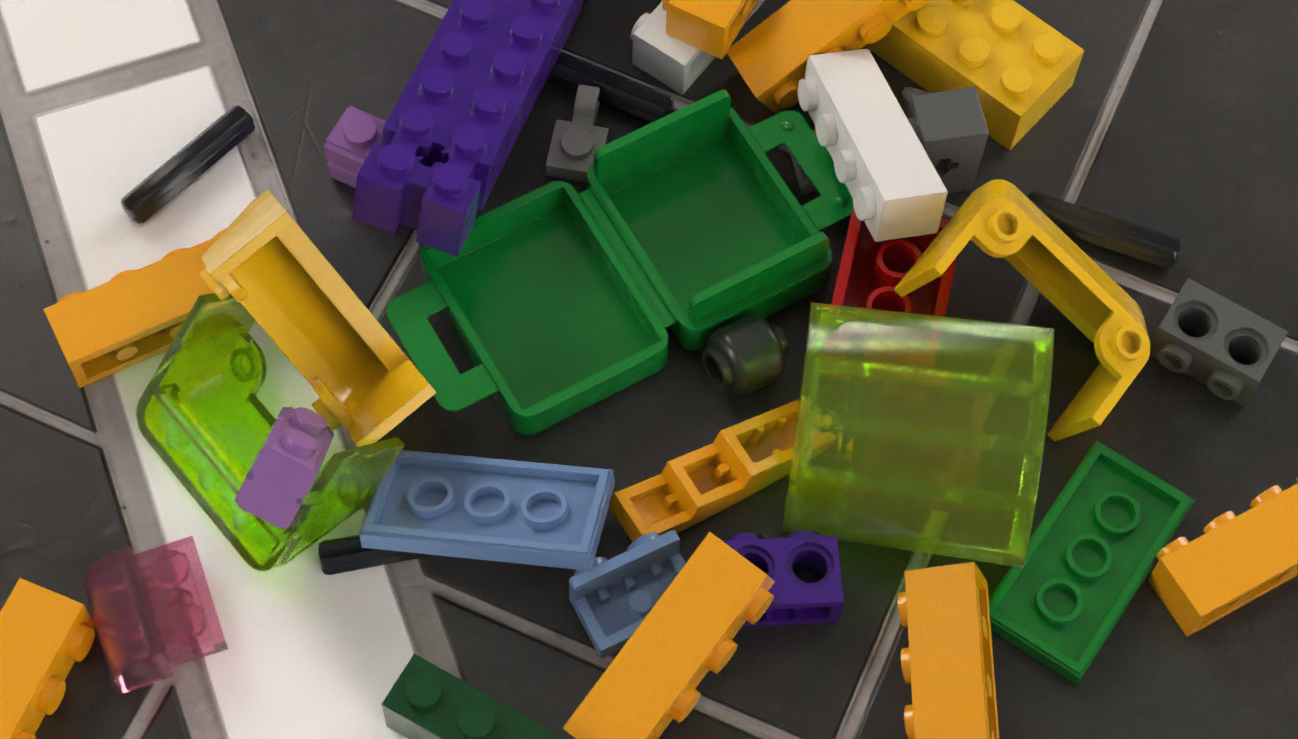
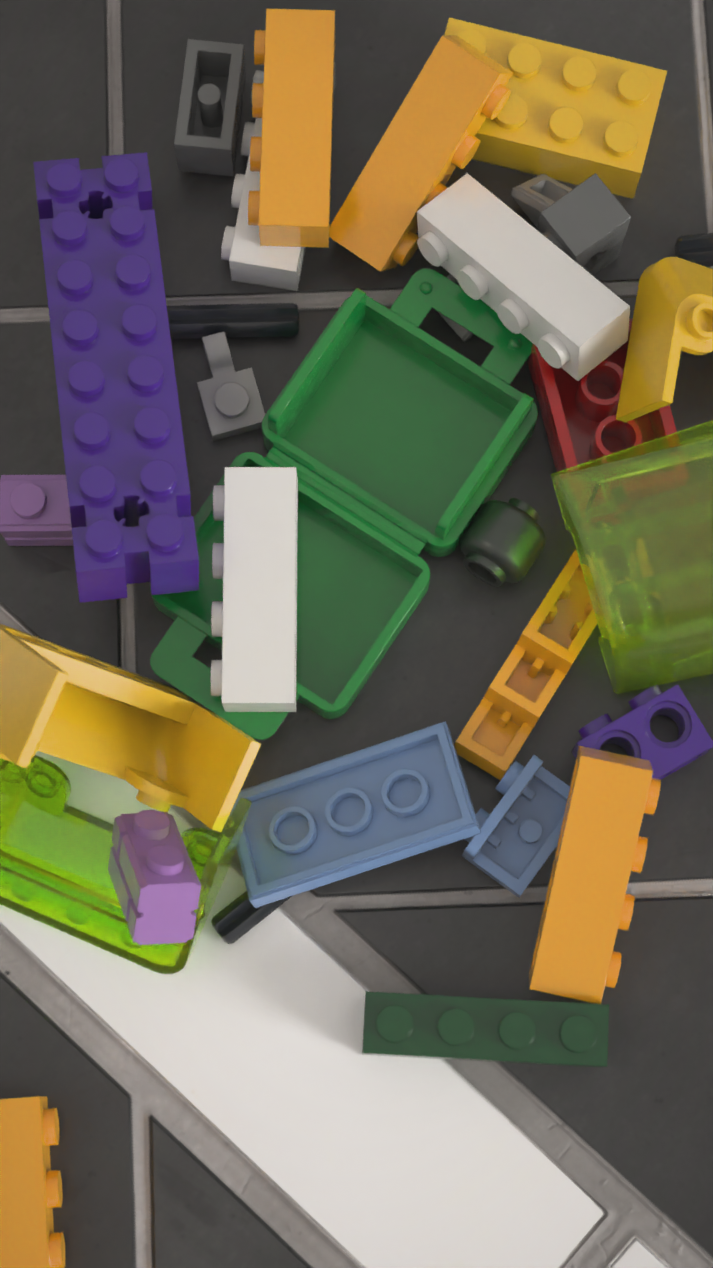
camera: 25 degrees left, 15 degrees up
(152, 612) = (100, 1064): clear pink brick -> none
(508, 283) = (258, 589): none -> white brick

